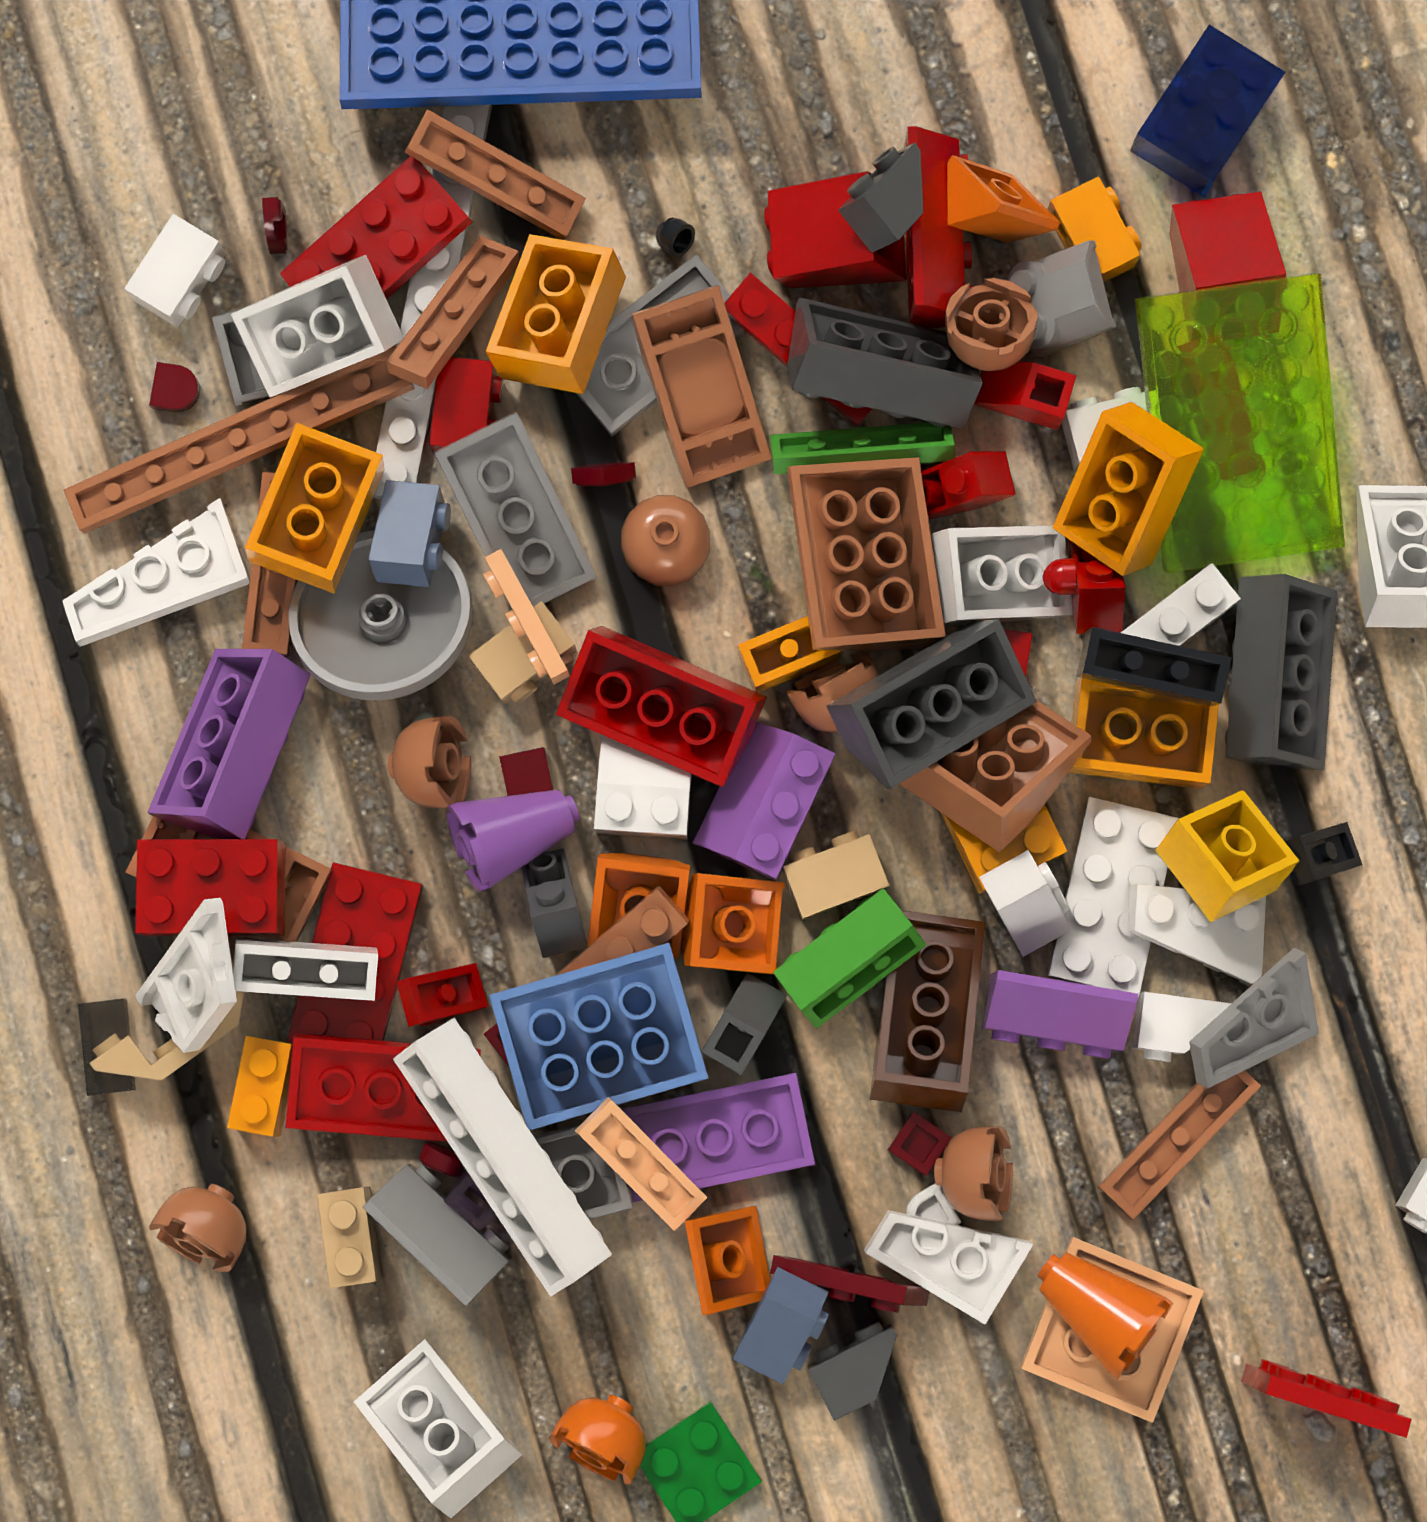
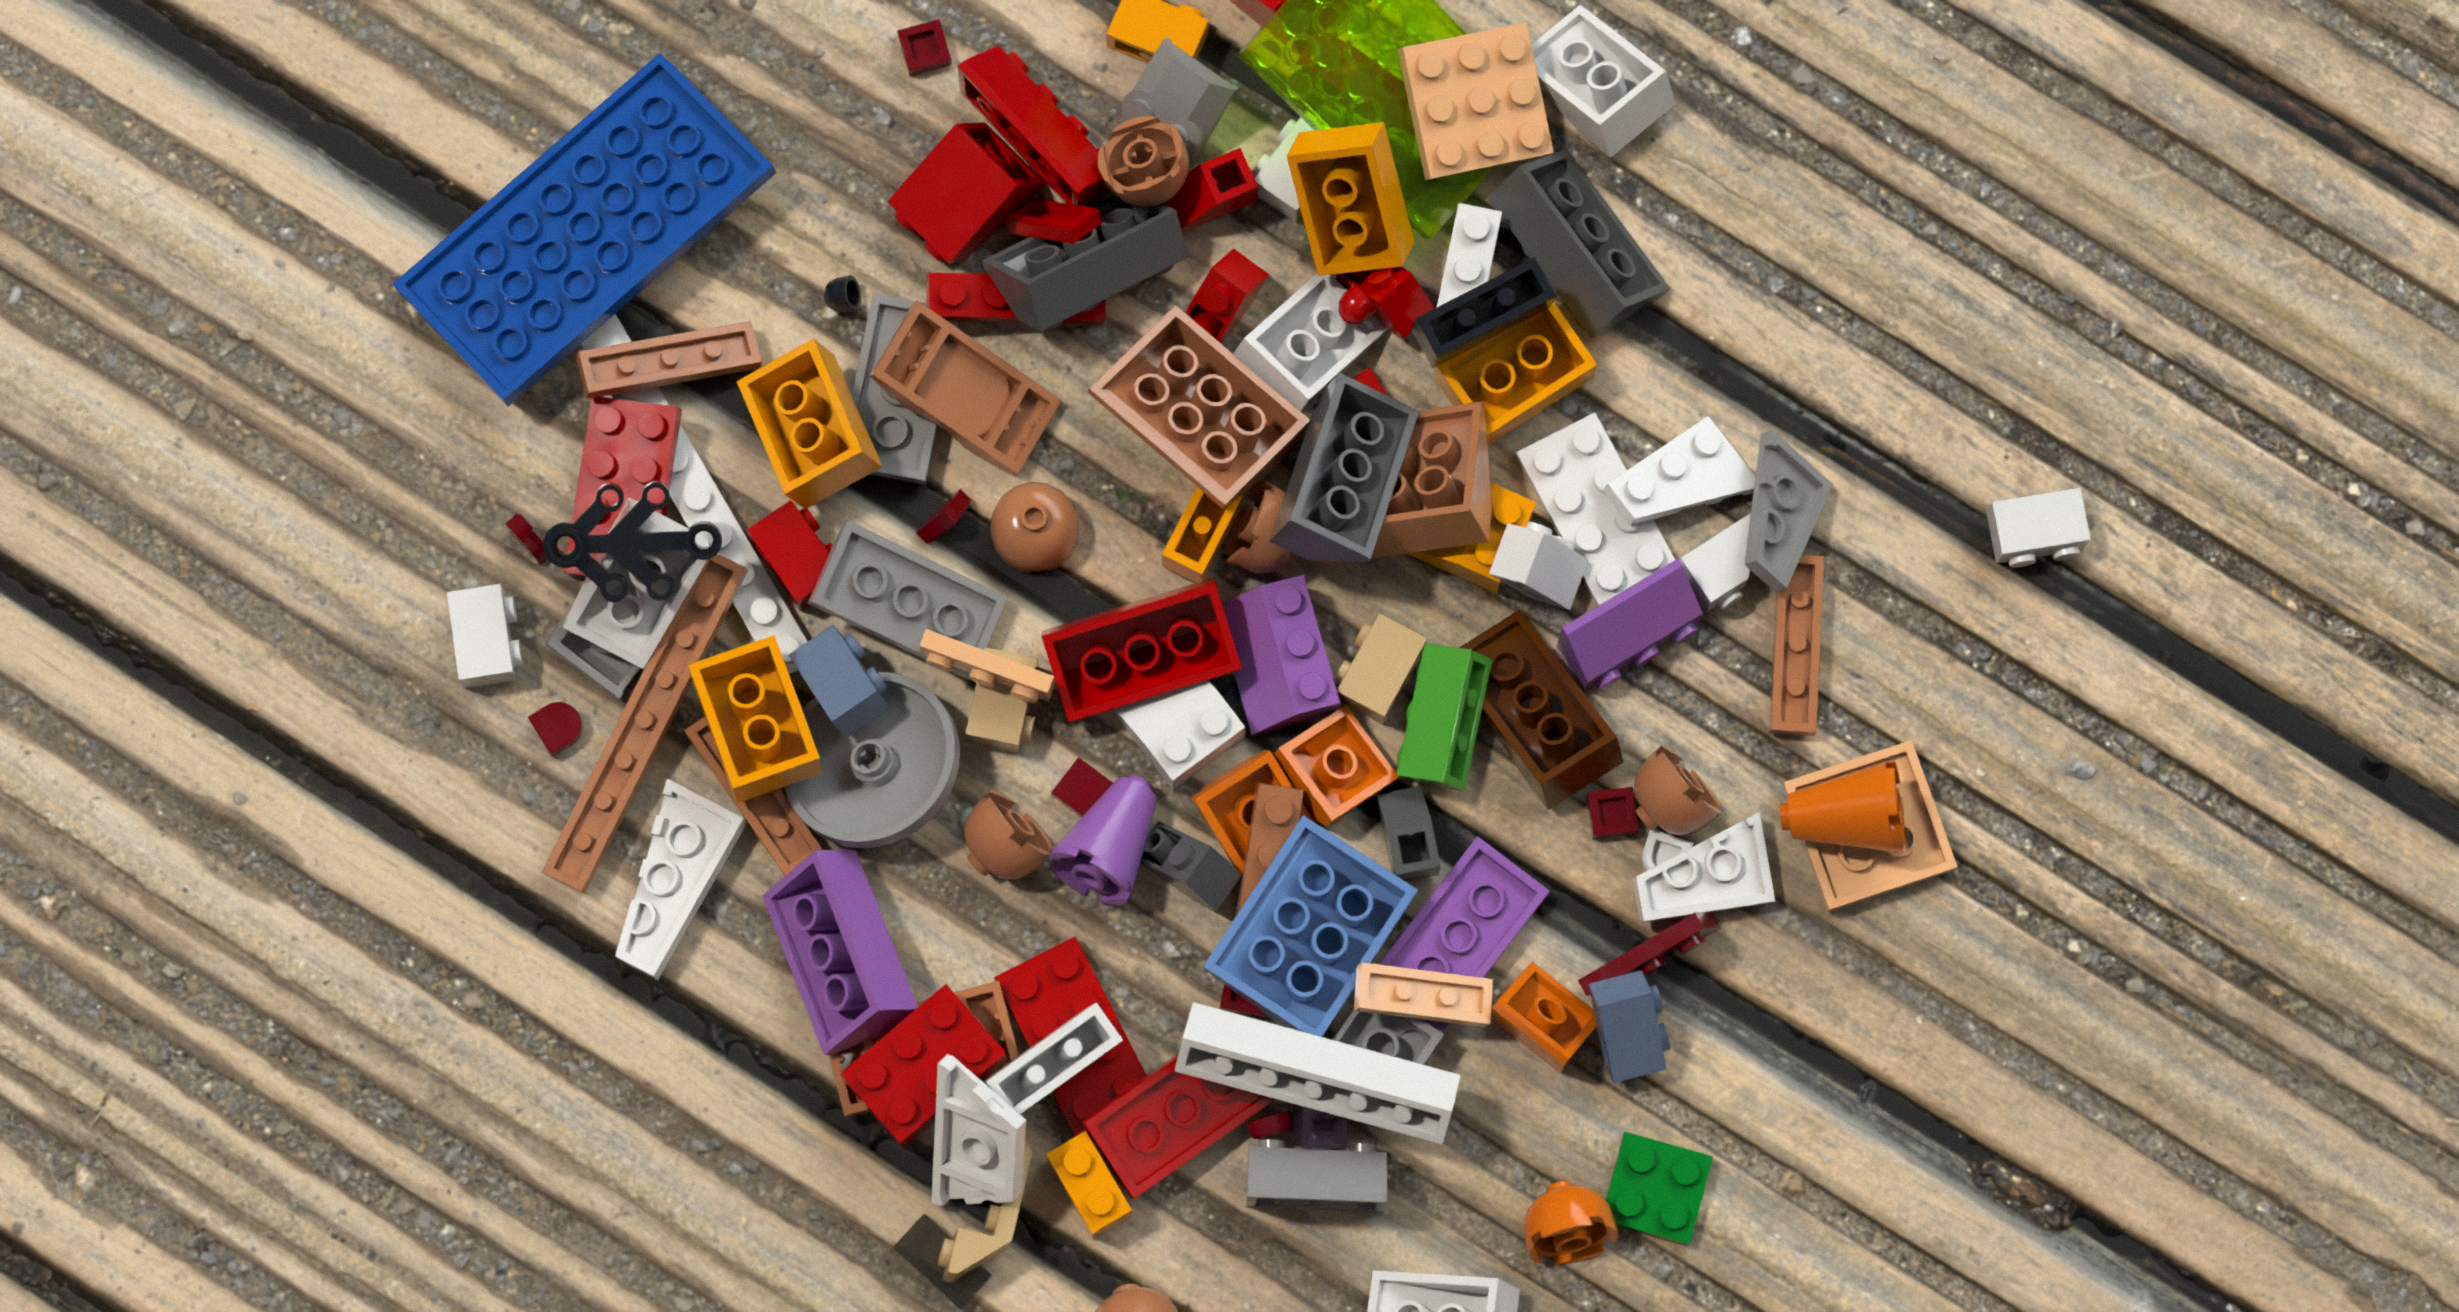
camera: 45 degrees left, 5 degrees down
(323, 286) = (624, 542): none -> black plant
(349, 1237) = (1251, 1239): tan brick -> none
(442, 995) = (1164, 1003): red slope -> none
(453, 312) = (728, 486): nougat plate -> none
(854, 1373) = (1712, 1017): dark grey slope -> none
(882, 312) = (1053, 220): none -> red tile
(888, 199) = (990, 131): dark grey slope -> none
(901, 441) = (1121, 333): bright green plate -> none
(903, 96) = (924, 47): none -> dark red tile
(993, 203) = (1066, 71): orange slope -> none
(1226, 855) = (1654, 407): yellow brick -> none
(1295, 493) = (1475, 101): none -> light nougat plate
(1323, 853) = (1720, 352): black slope -> none
(1327, 1396) = (2063, 736): red plate -> none

